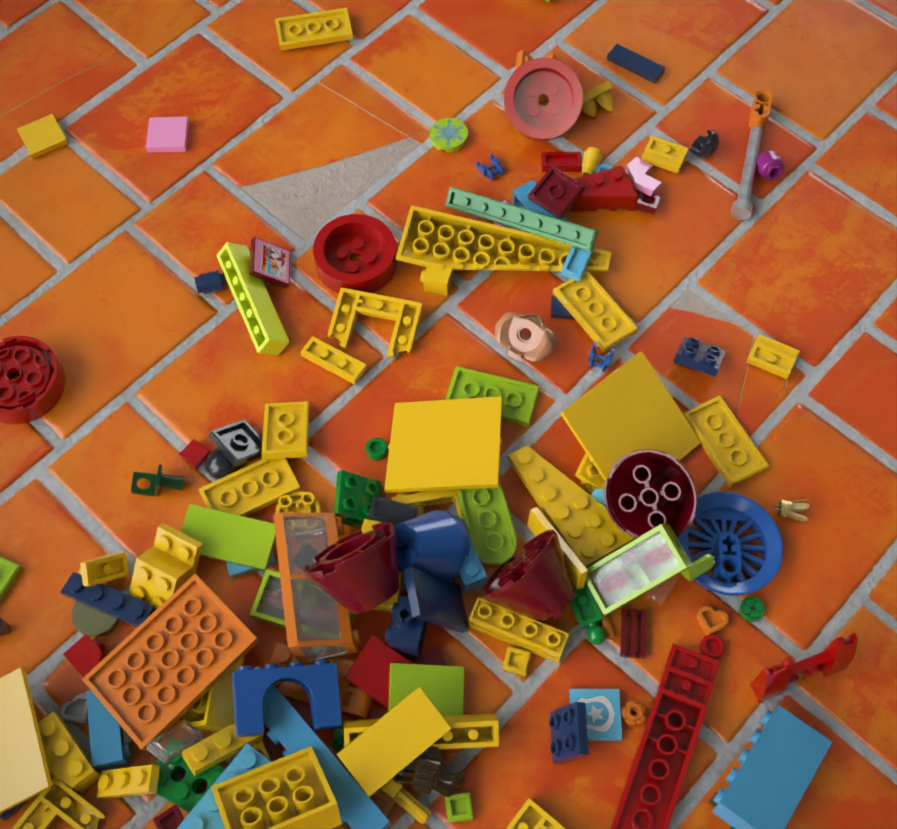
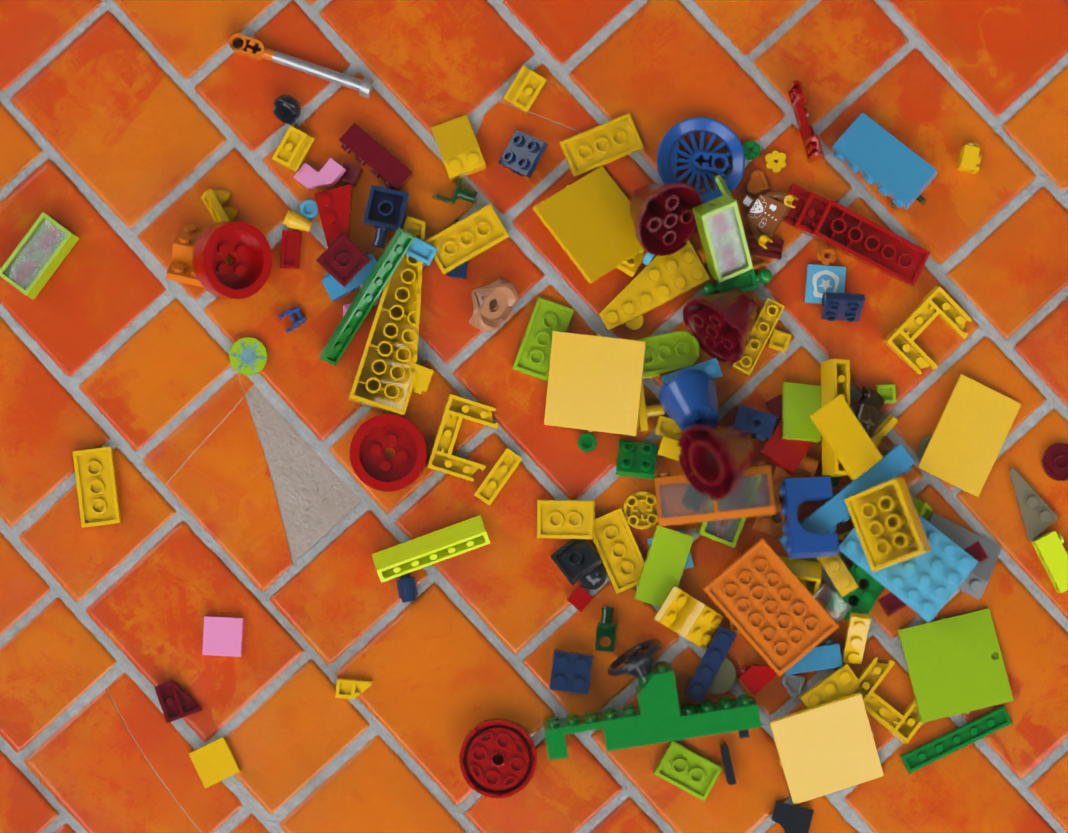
camera: 90 degrees left, 25 degrees up
(50, 536) = (658, 711): none -> green piece
(104, 100) = (175, 701): none -> dark red wing
(104, 568) = (685, 667): yellow tile -> none
(107, 243) = (351, 687): none -> yellow tile
(109, 446) = (571, 672): none -> dark blue brick
(269, 262) = (393, 532): tile -> none
(390, 511) = (654, 430): black tile -> none
(435, 600) = (739, 398): dark blue tile -> none
(520, 491) = (635, 323): none -> yellow tile
(578, 572) = (677, 307): yellow tile -> none
(593, 354) = (518, 235): blue piece -> none
(616, 231) = (385, 212): none -> dark blue brick
(635, 63) = (171, 159): dark blue tile -> none
(644, 299) = (458, 192): none -> dark green bracket
(668, 223) = (376, 157): none -> dark red brick
(674, 627) = (767, 214): none -> dark orange torso
(691, 298) = (458, 148): none -> yellow slope
(712, 646) = (779, 185): red tile -> none
(744, 634) = (780, 157): none -> yellow plant
(769, 165) = (317, 51): magenta head -> none
(787, 509) = (670, 102): pearl gold piece -> none

